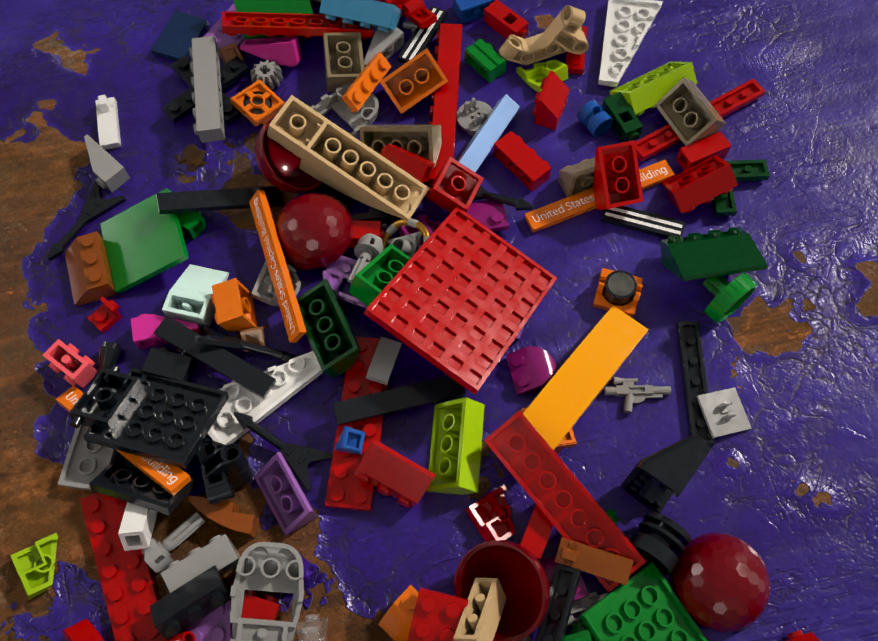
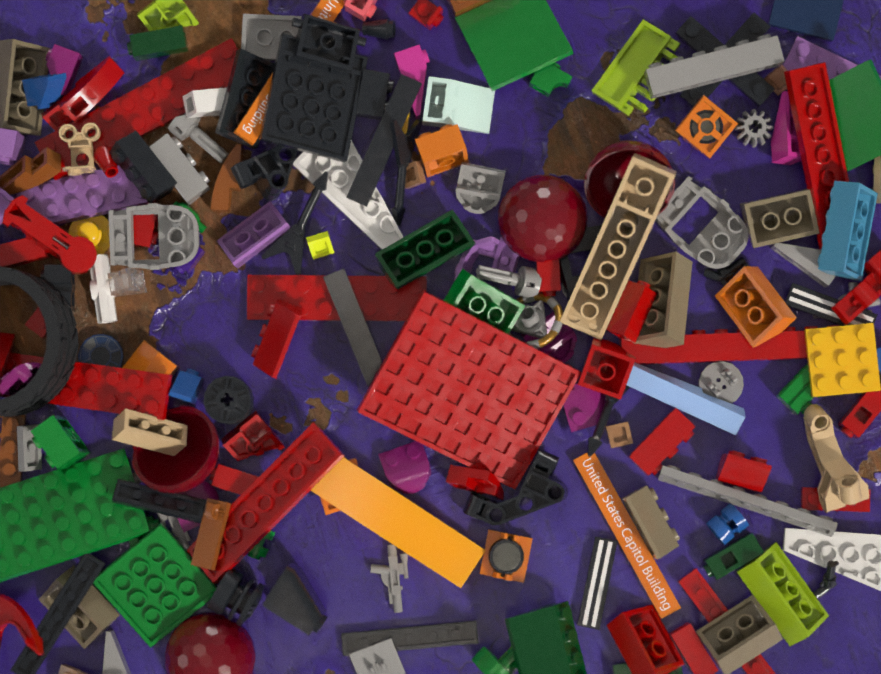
camera: 85 degrees right, 20 degrees up
(64, 577) = (158, 43): none -> dark green brick
(196, 156) = (627, 70): none -> lime hinge
(214, 199) = (567, 105): black tile -> none
(277, 267) = (493, 186): orange tile -> none
(306, 429) = (320, 245): none -> neon yellow plate
(351, 441) = (310, 292): blue slope -> none
(366, 82) = (744, 251): orange plate -> none
(383, 360) = (390, 312): light grey slope -> none
(384, 107) = (725, 273): none -> black piece
(433, 576) = (187, 386): none -> blue slope
(452, 547) = (238, 409): none -> black wheel
(456, 446) = (316, 396): lime slope -> none
(465, 26) = (842, 360): none -> yellow plate
(513, 190) = (619, 435): none -> medium nougat plate
(534, 76) = (791, 461): lime slope -> none
(547, 309) = (475, 480): none -> red slope
(555, 256) = (536, 486): none -> black connector
(577, 97) = (756, 503): none -> light grey plate
(616, 176) = (630, 548): red slope -> none
(642, 56) = (828, 580): none -> black piece

